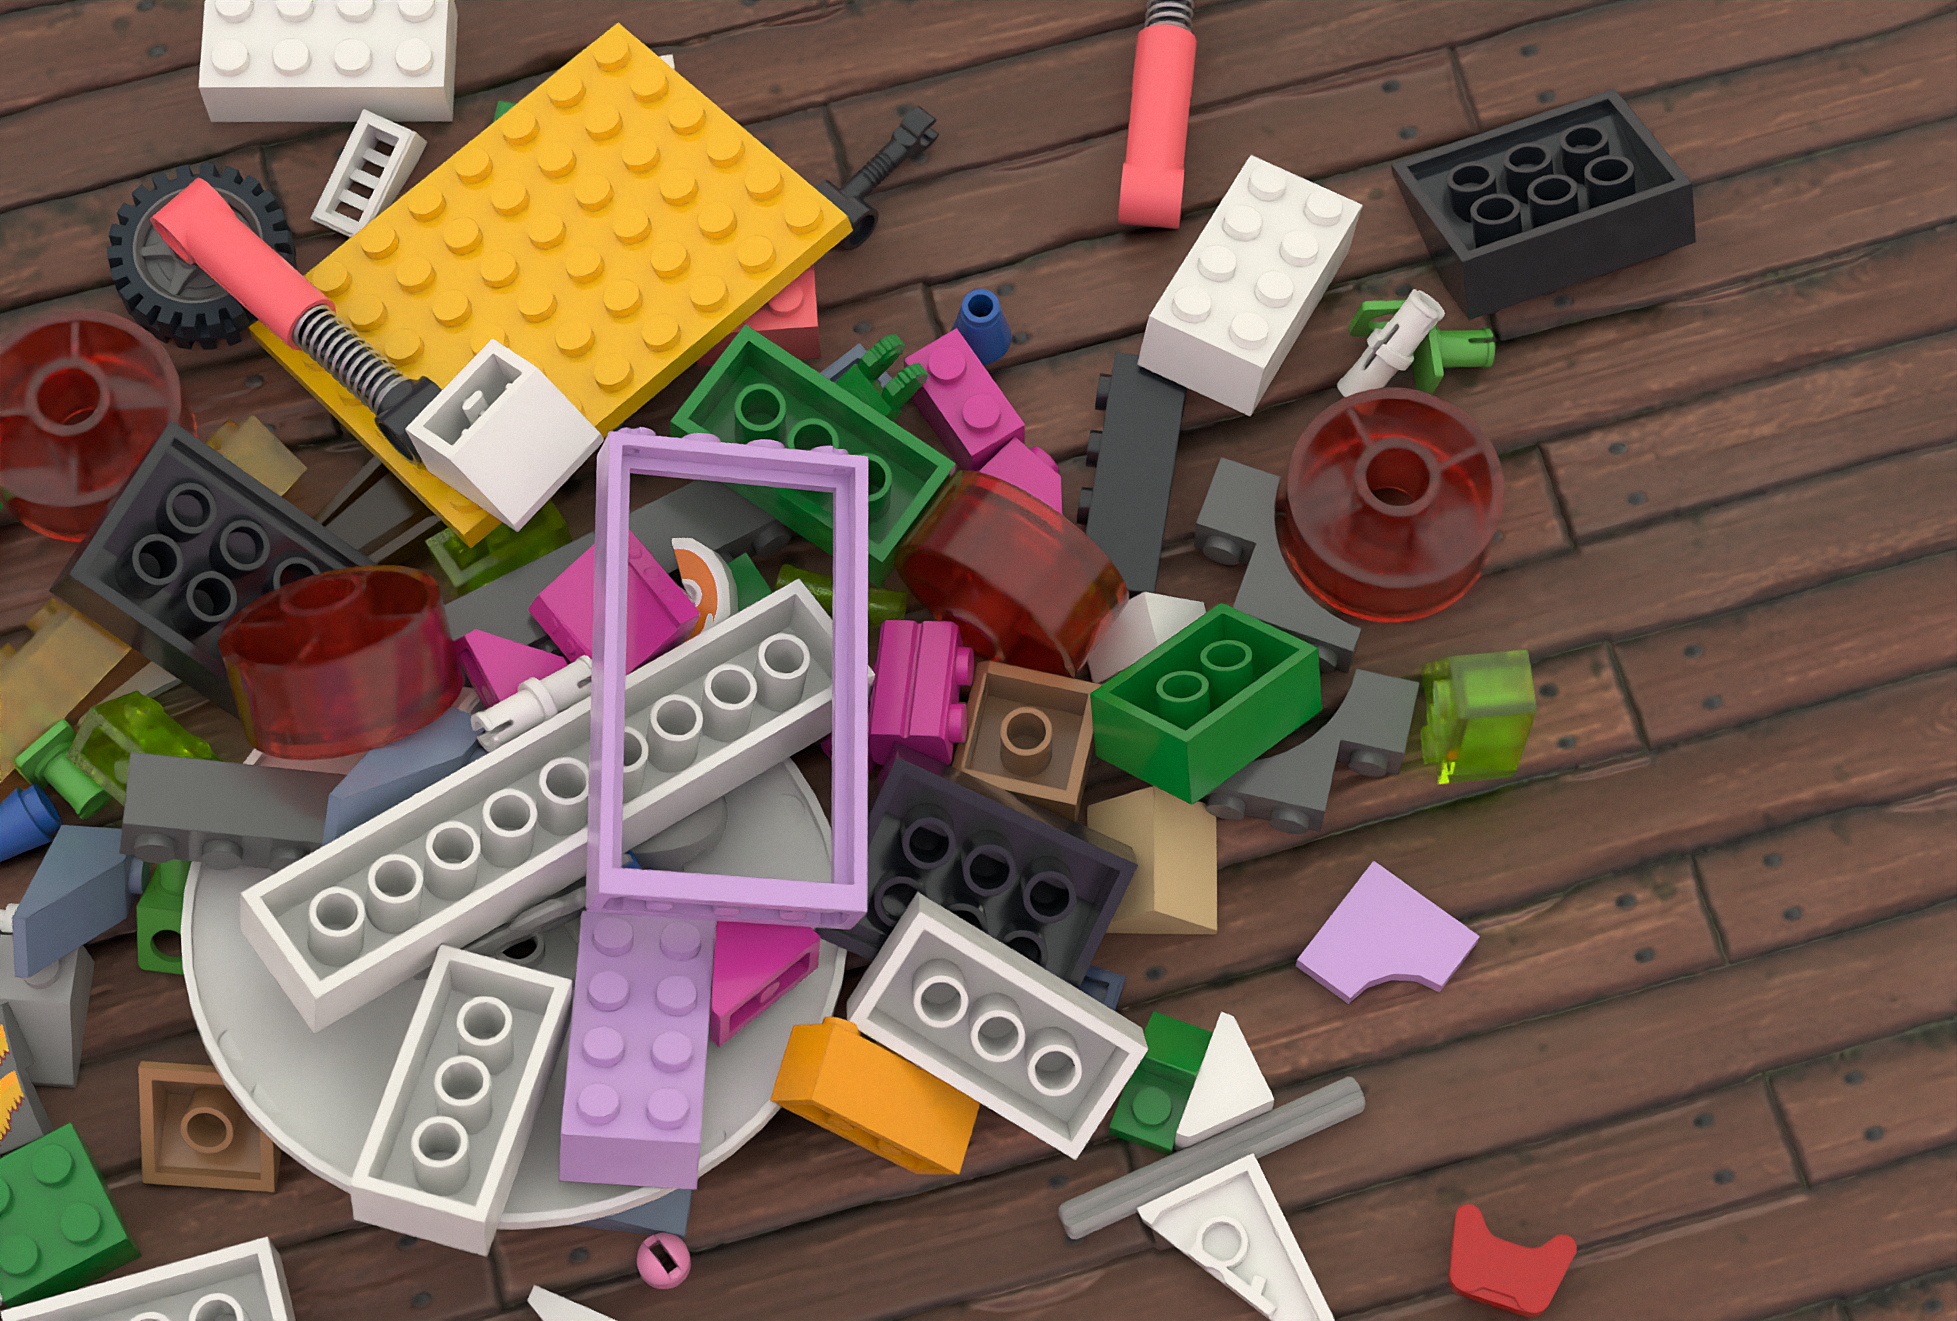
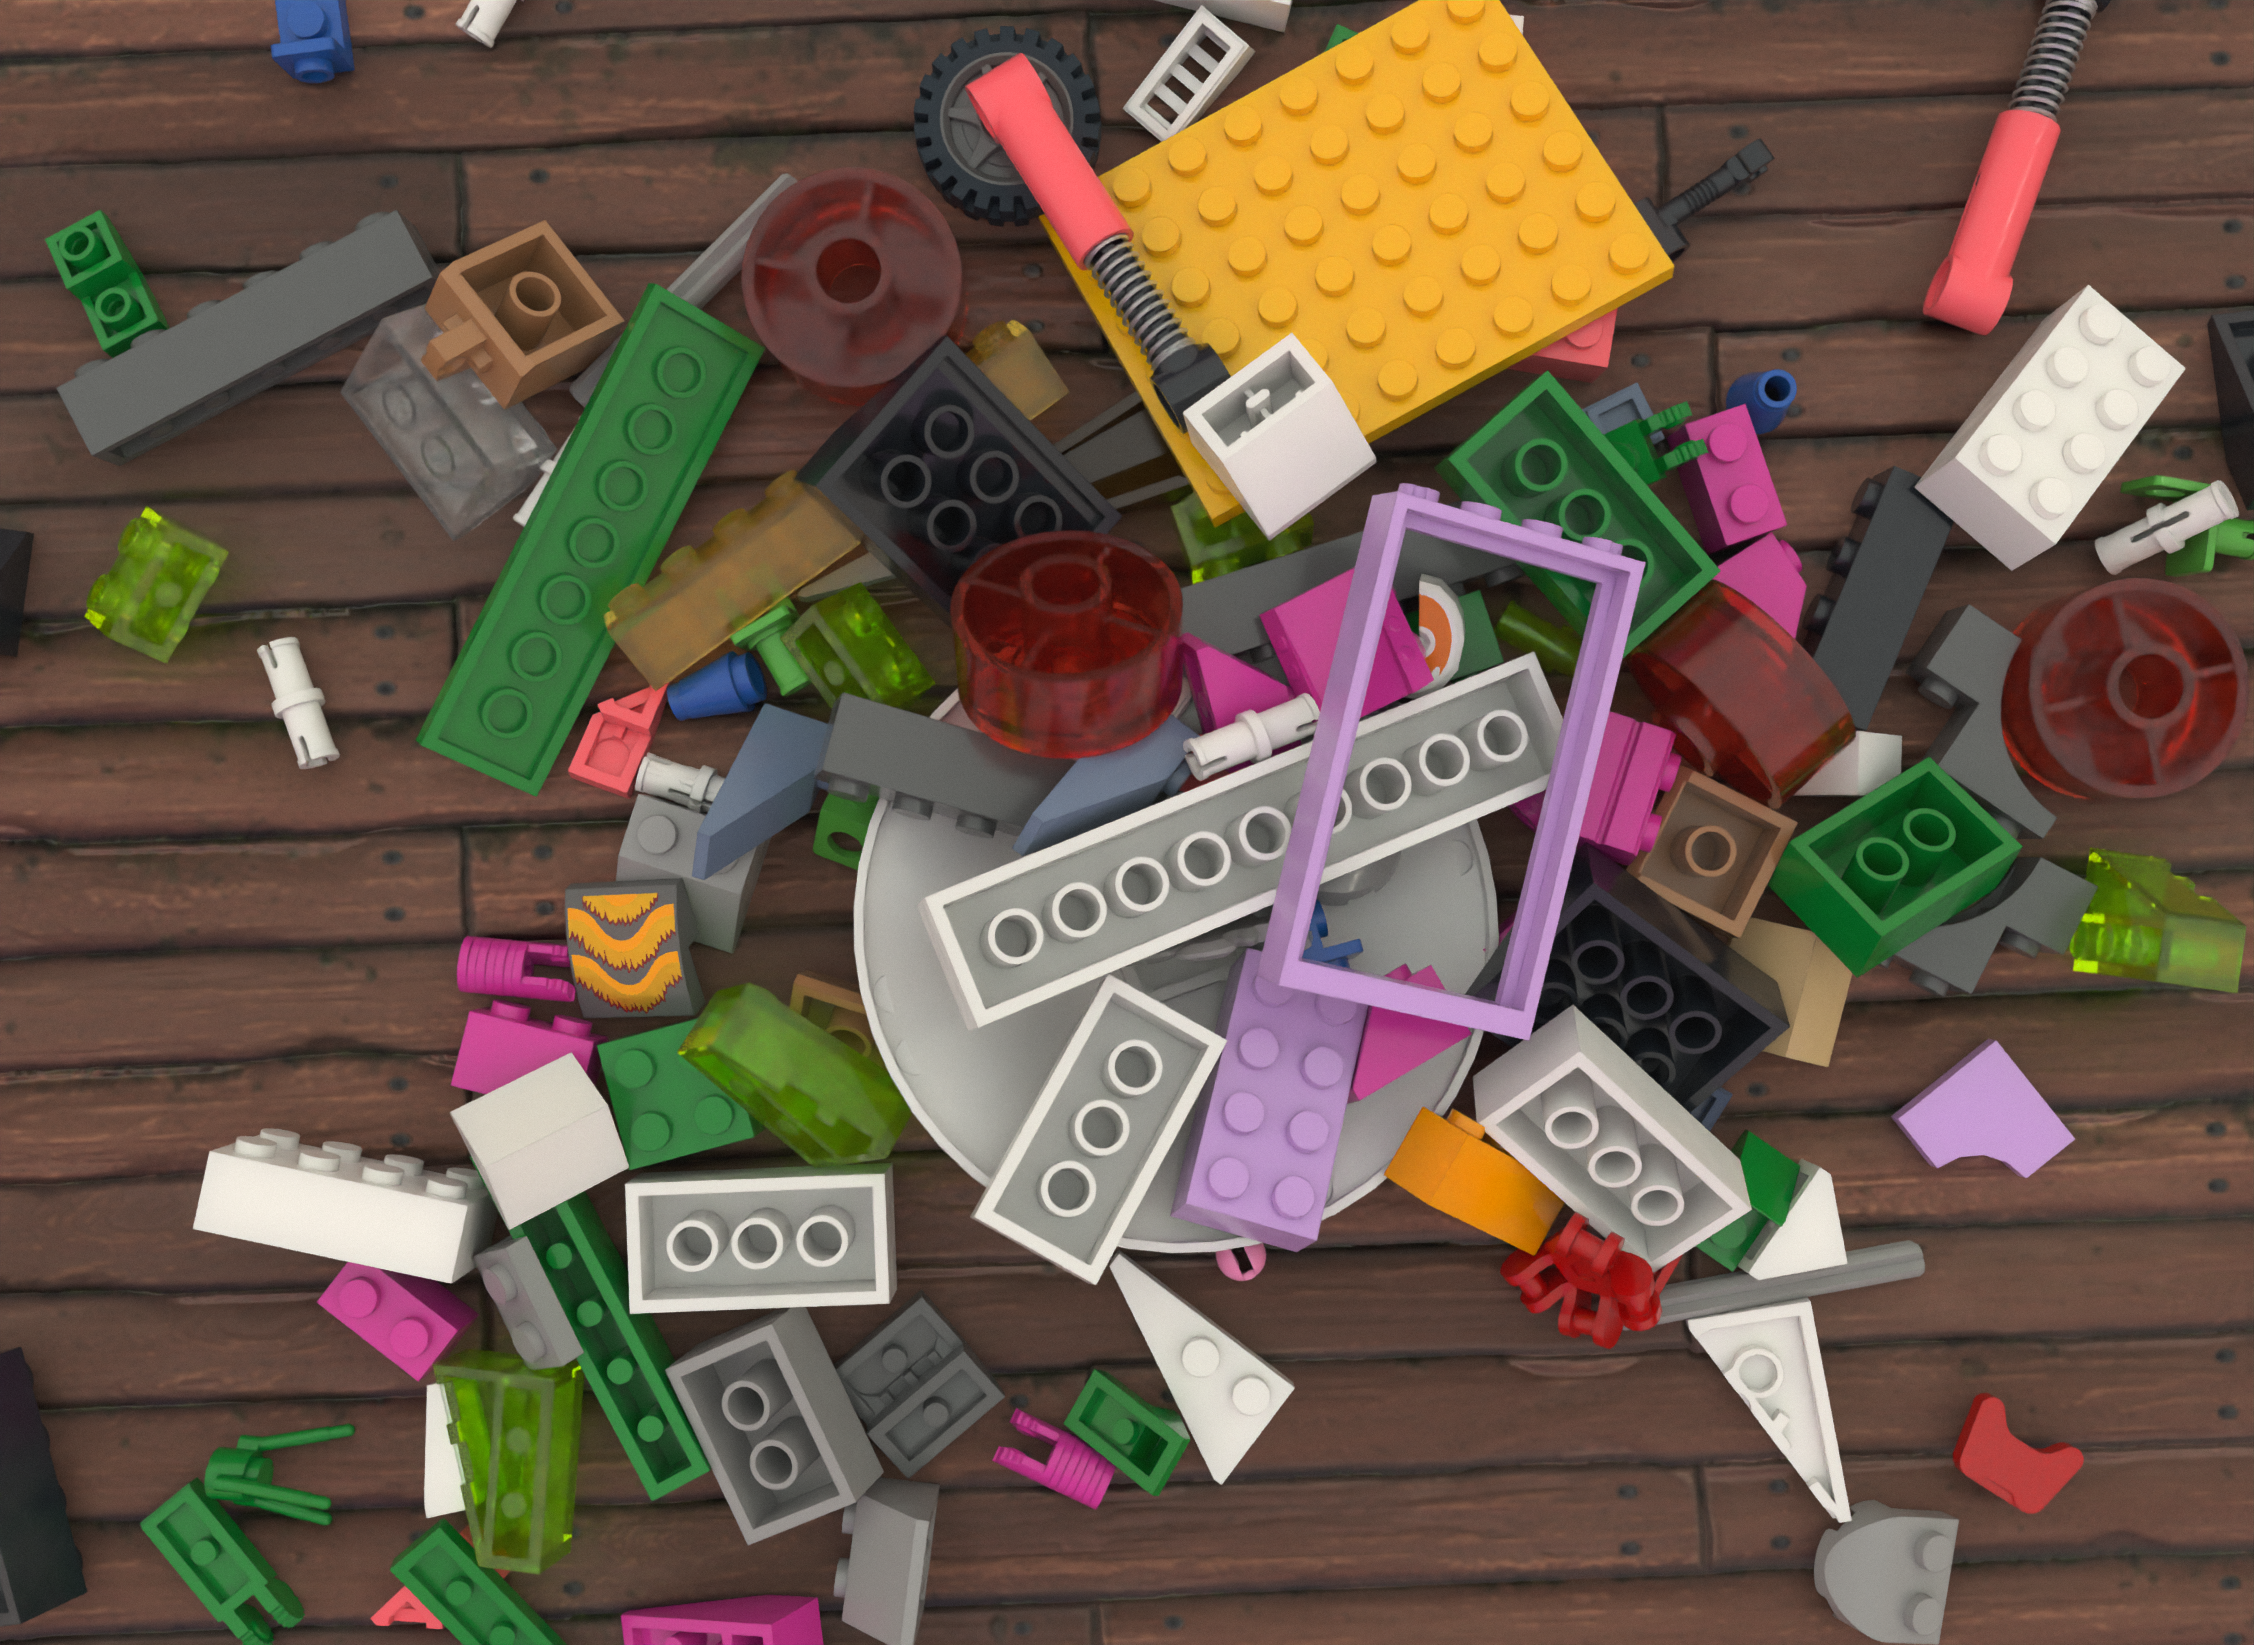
camera: 10 degrees right, 20 degrees up
(159, 1162) = (796, 1078): none -> clear neon green wedge
(1018, 1164) = (1588, 1266): none -> red piece

